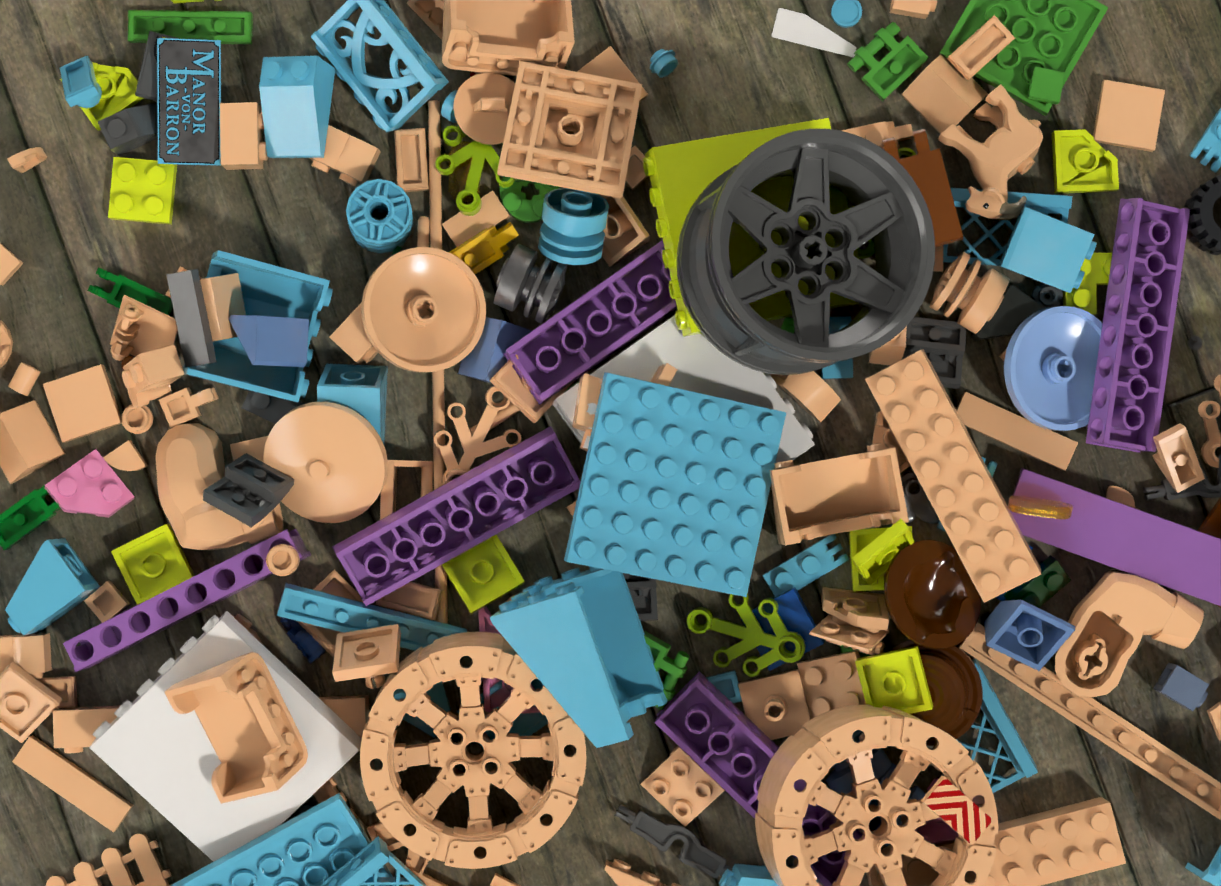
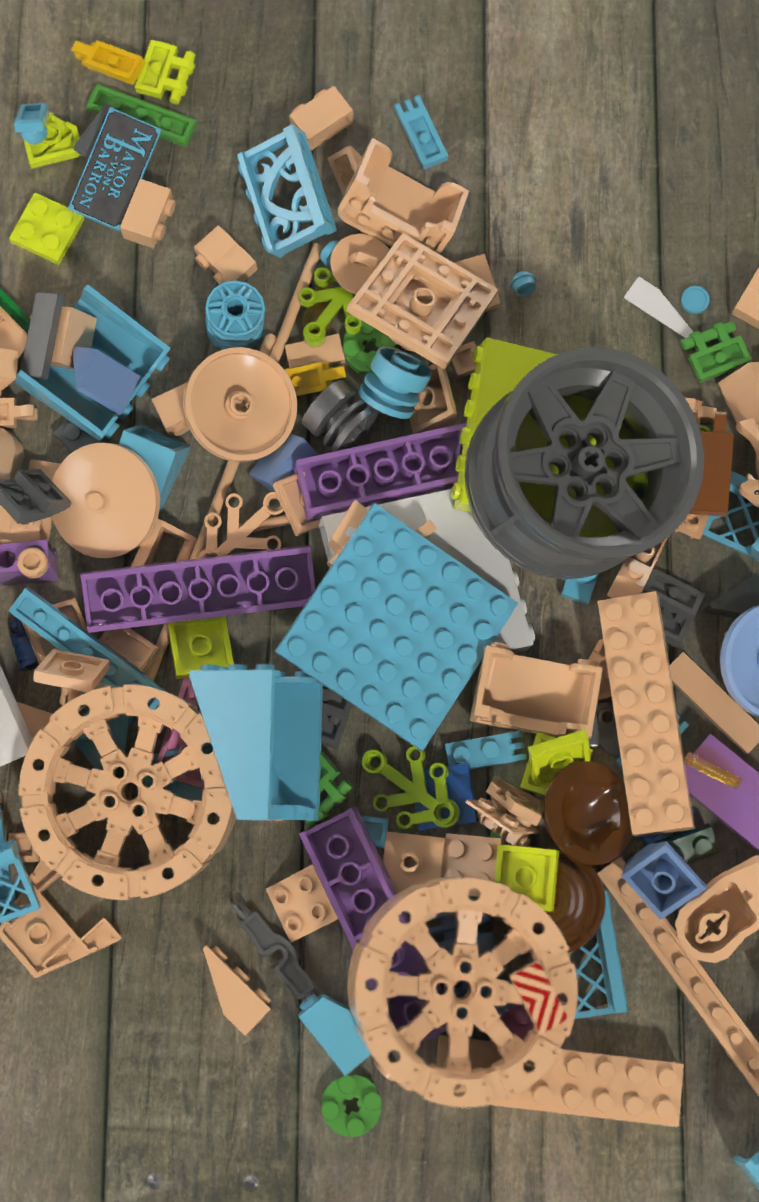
camera: 15 degrees right, 10 degrees down
(130, 128) = (57, 174): dark grey slope -> none
(296, 105) = (202, 202): medium azure slope -> none
(411, 159) = (281, 285): light nougat tile -> none
(809, 392) = (545, 598): light nougat brick -> none
(974, 295) = (716, 565): light nougat wheel -> none

